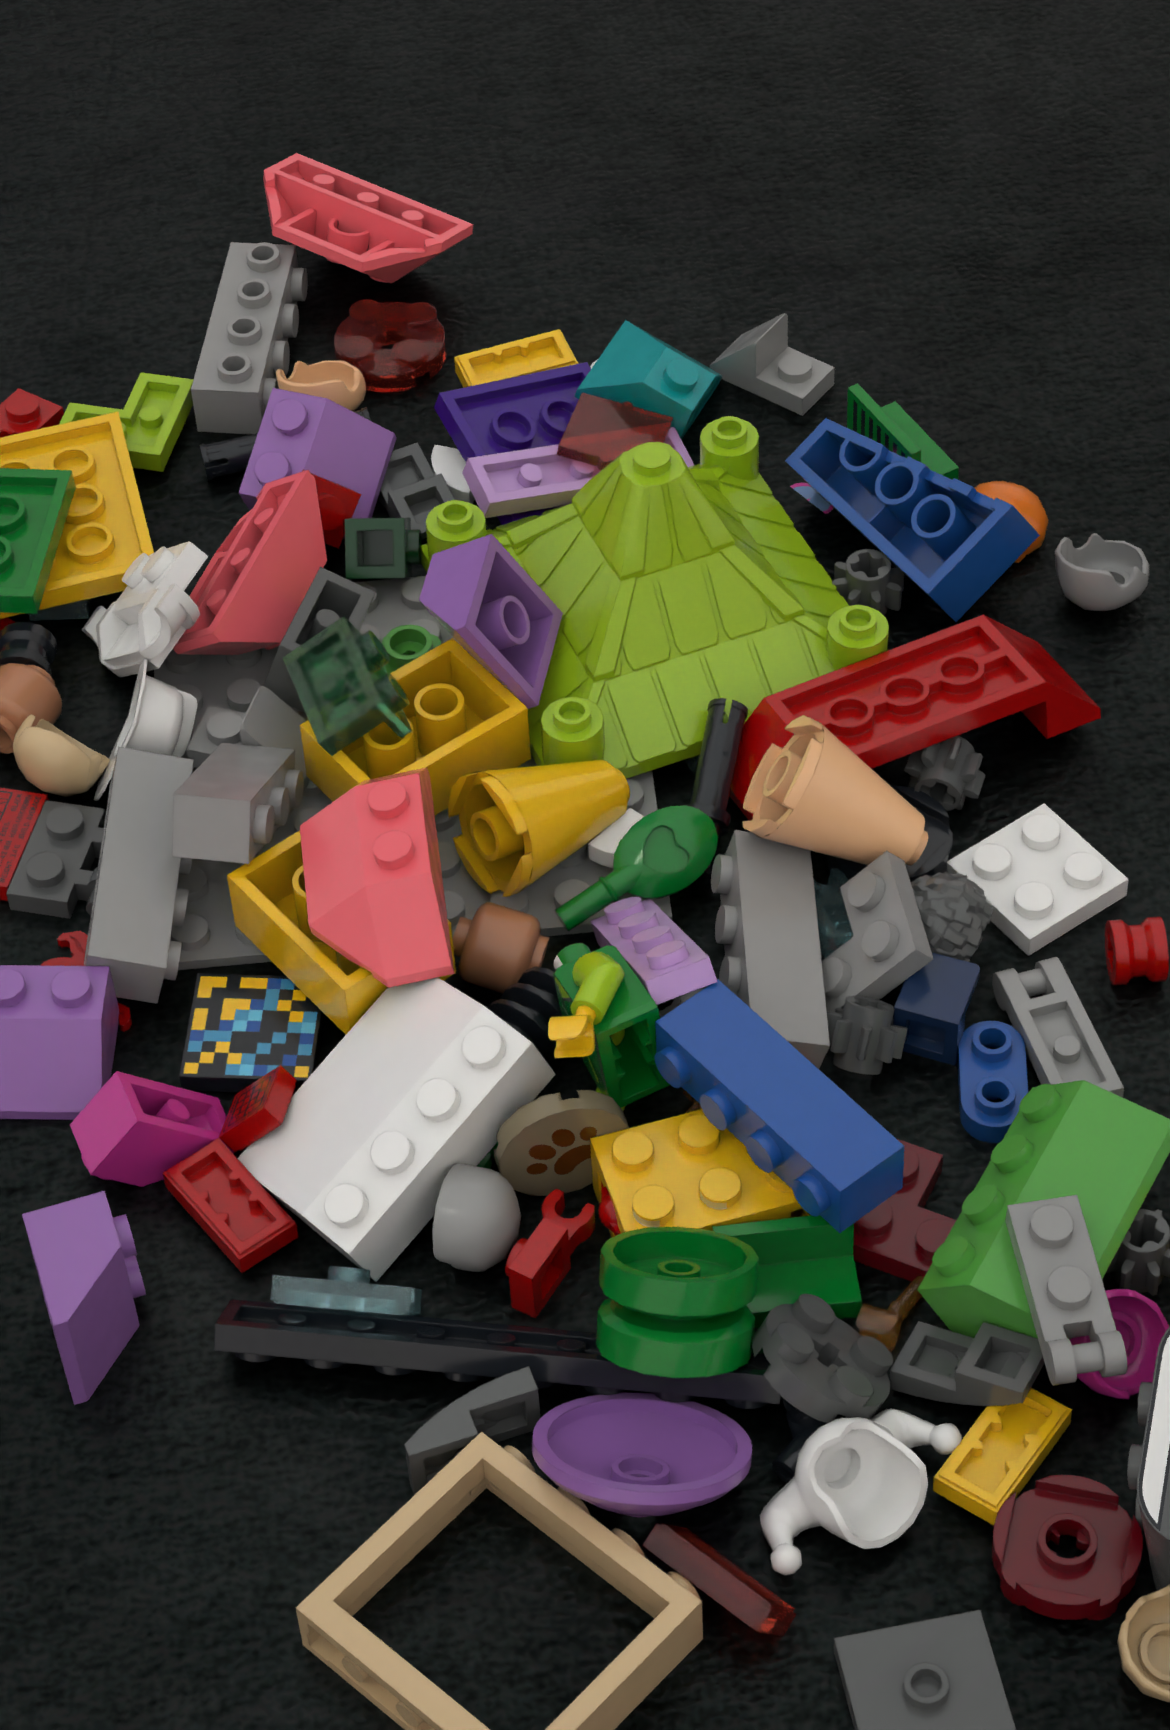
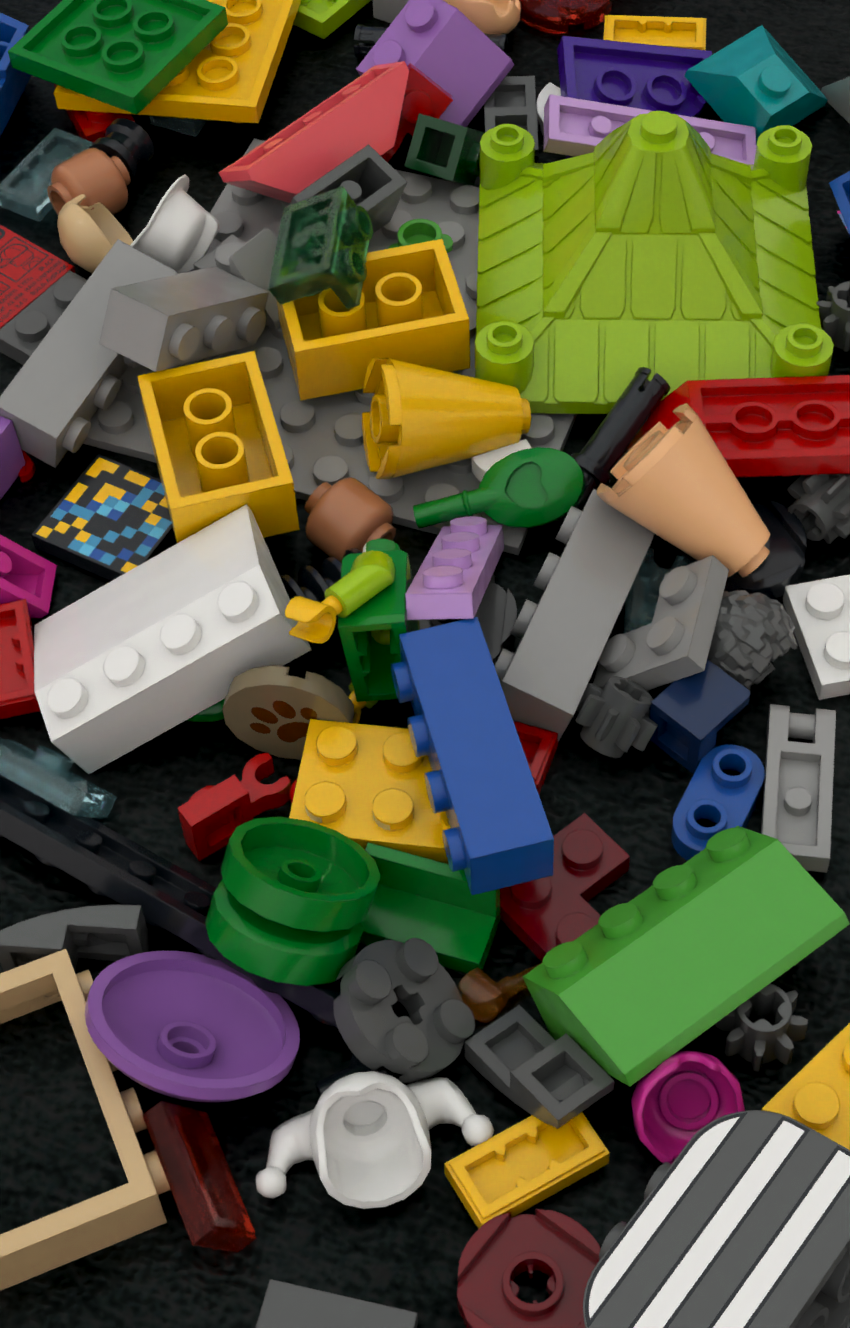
camera: 25 degrees right, 5 degrees up
(149, 612) = (213, 143): white plate -> none
(258, 1109) = (72, 587): red tile -> none
(379, 879) = (252, 421): coral wedge -> none
(475, 1218) = (180, 750): light grey hair -> none
(494, 613) = (477, 229): medium lavender slope -> none
(607, 428) = (703, 108): clear red piece -> none
(1064, 1289) = (641, 1037): light grey plate -> none

